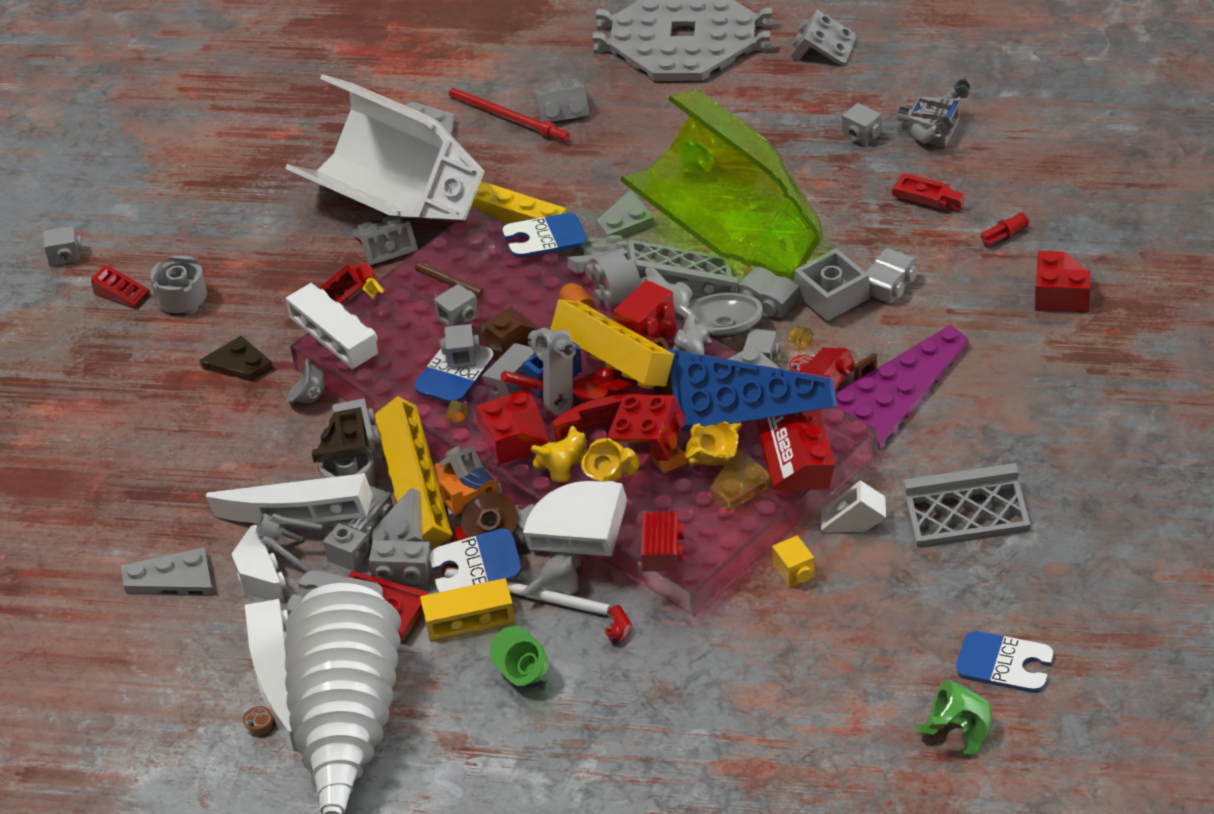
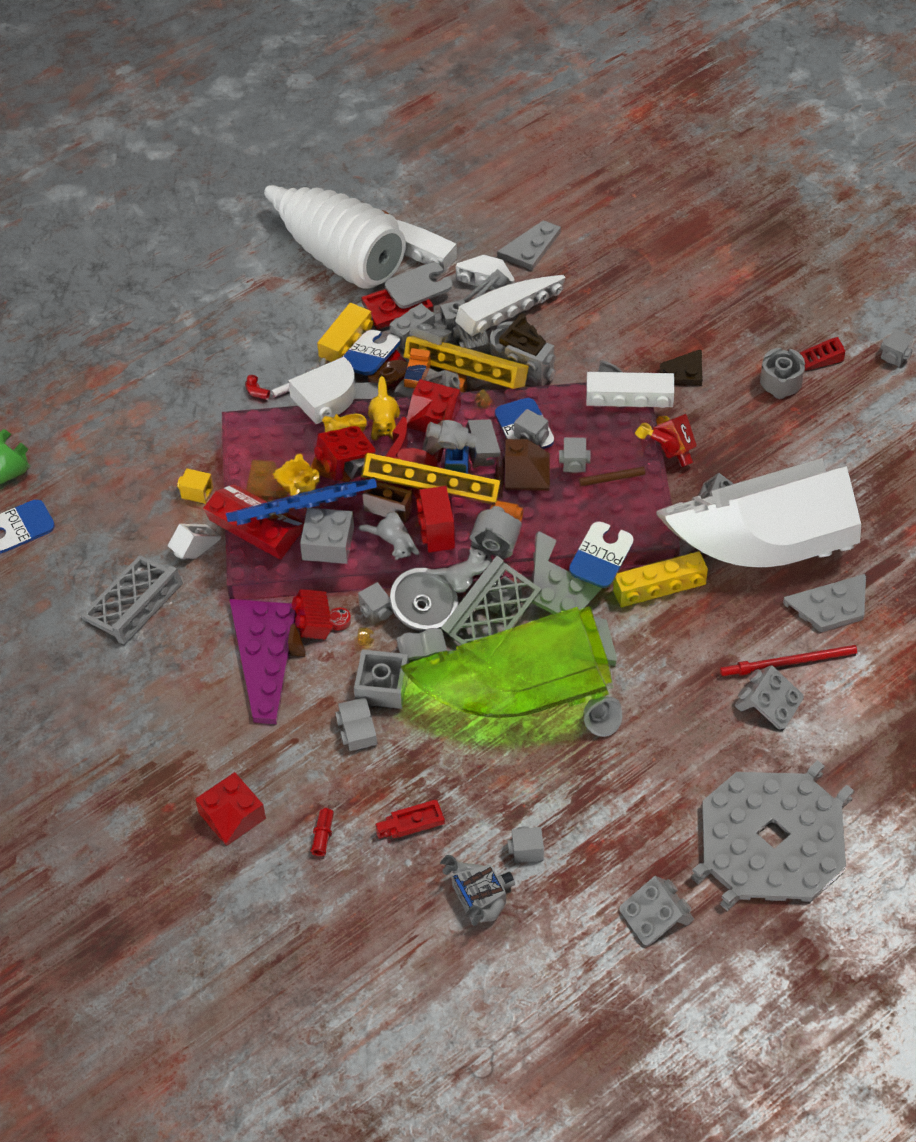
camera: 130 degrees right, 10 degrees up
(519, 656) = (276, 329): bright green piece -> none
(661, 541) = (262, 409): red brick -> none

